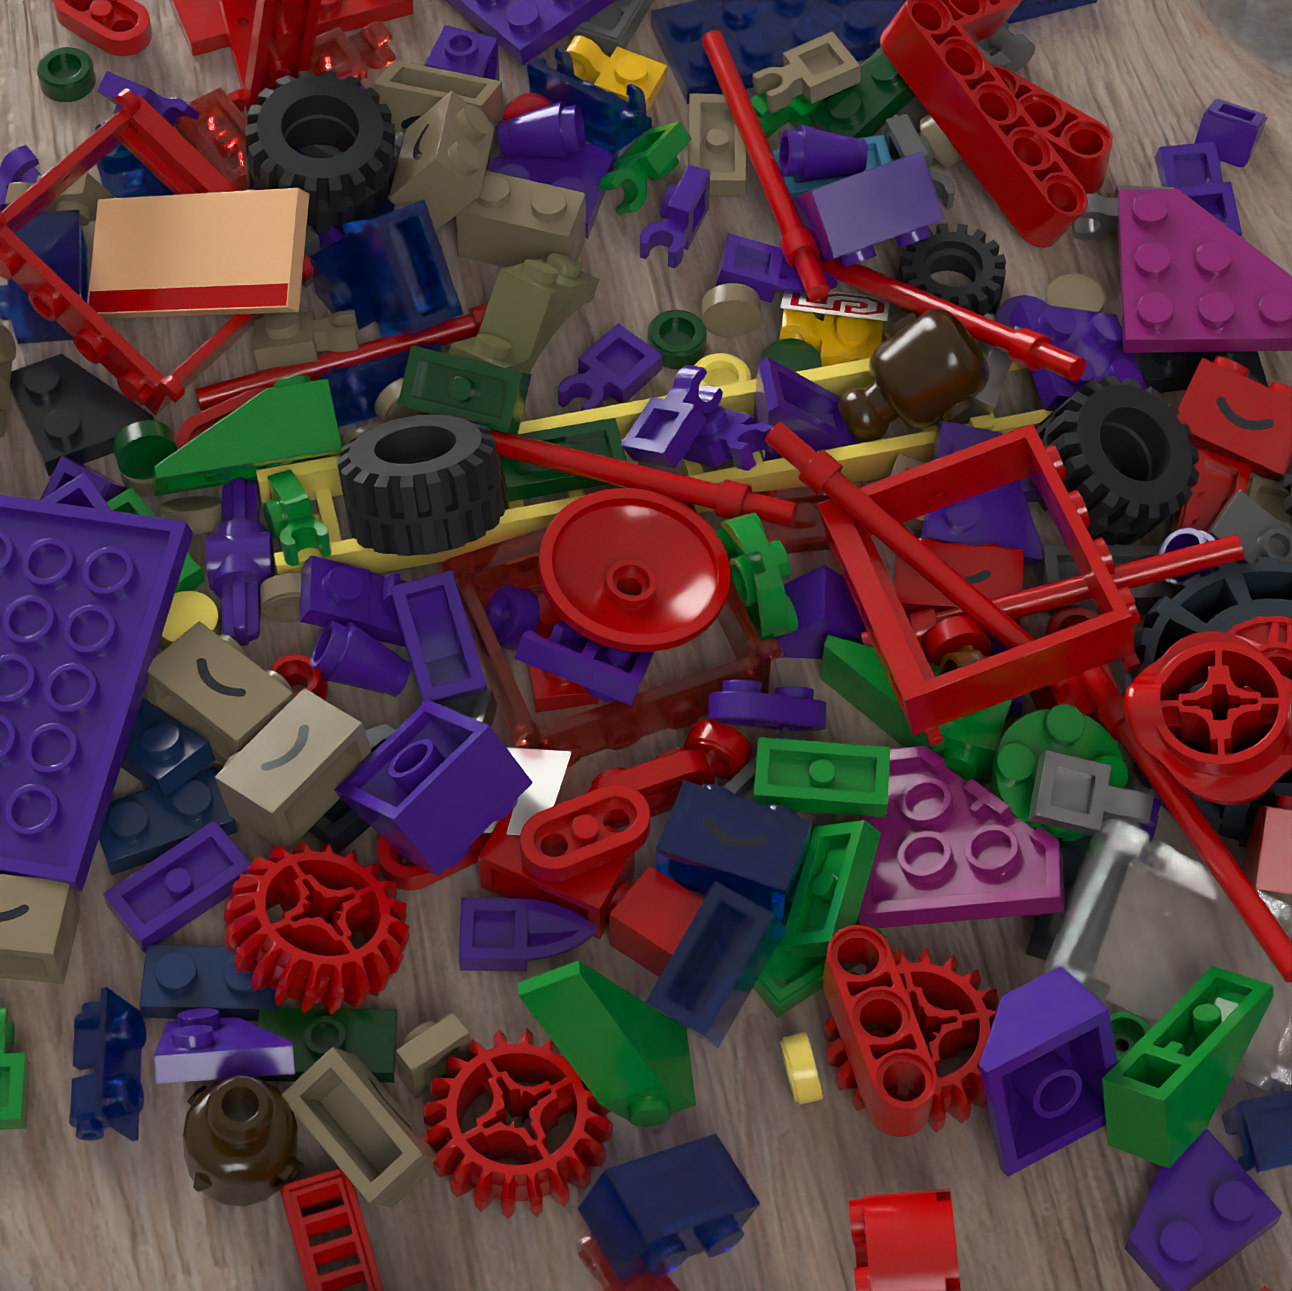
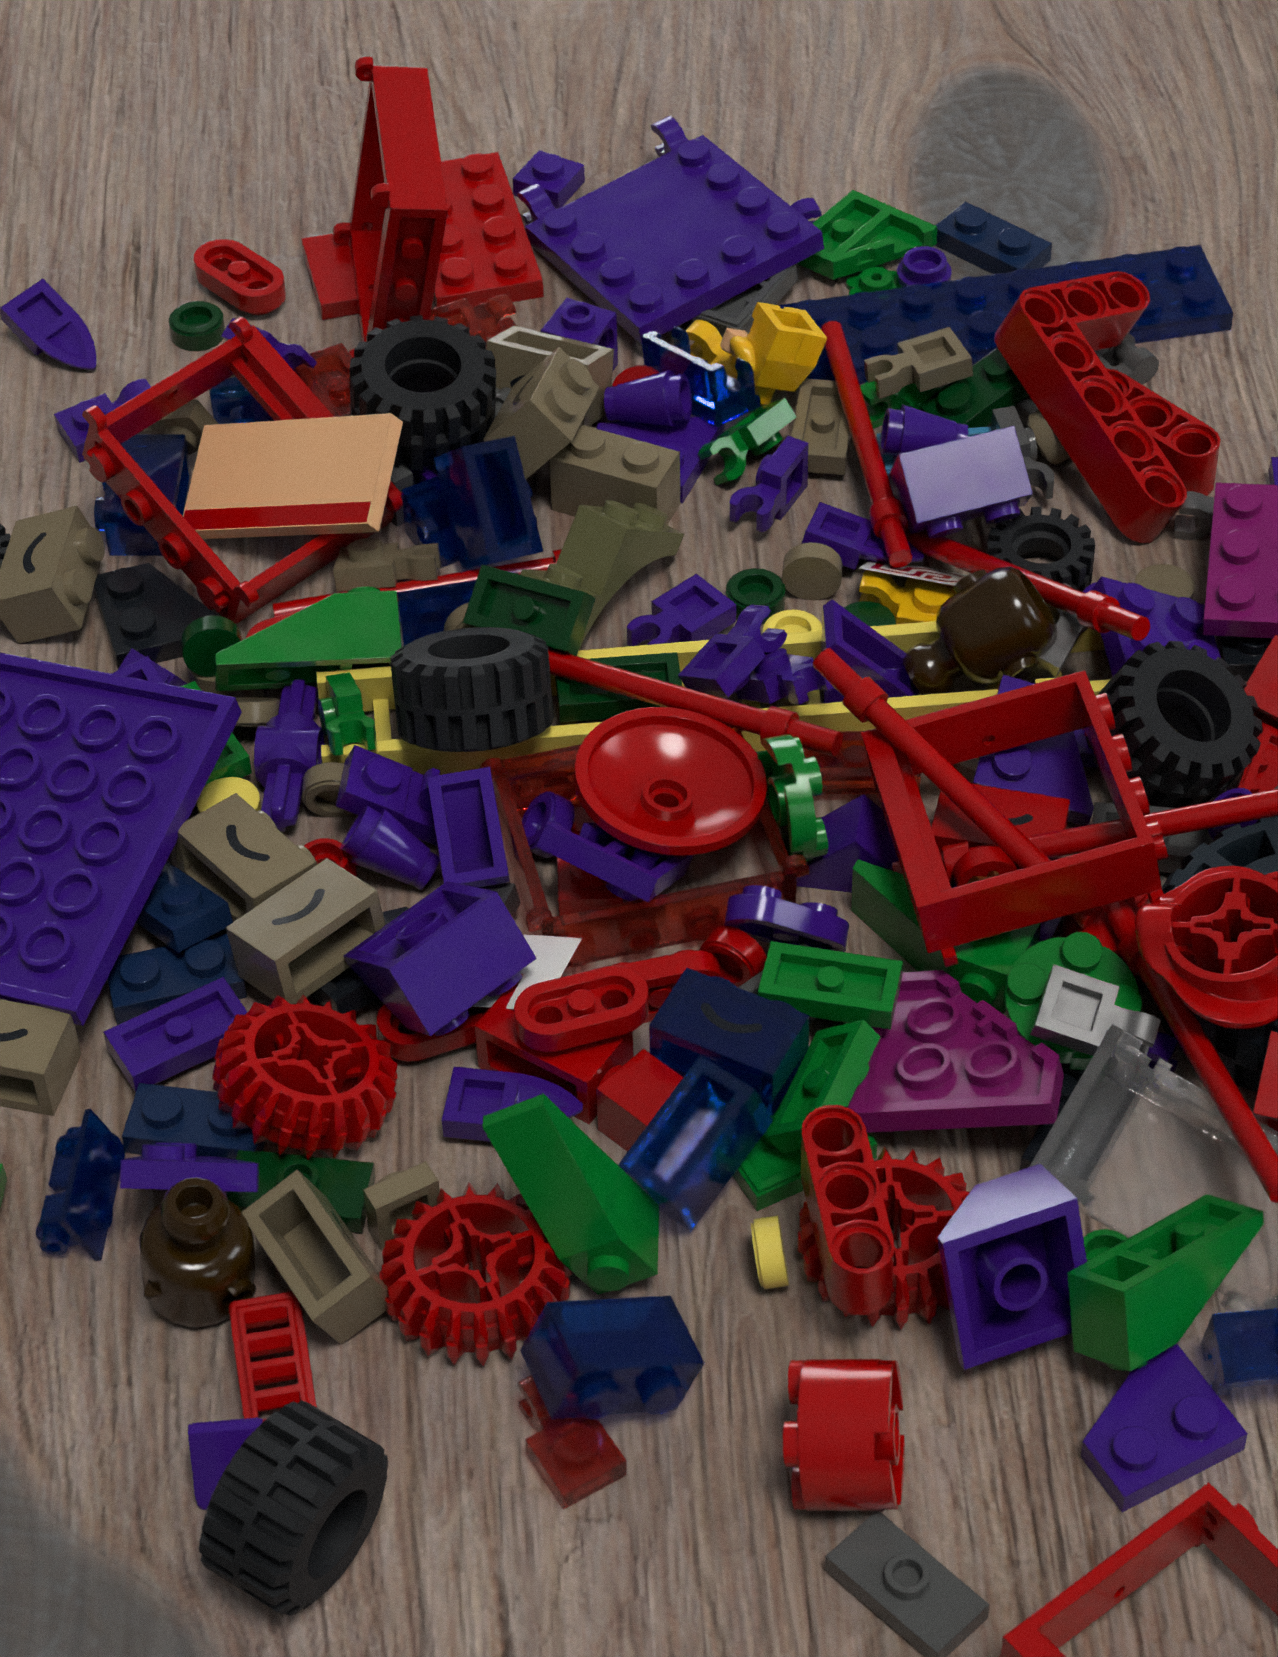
camera: 10 degrees right, 10 degrees down
(667, 66) = (779, 347): none -> yellow piece

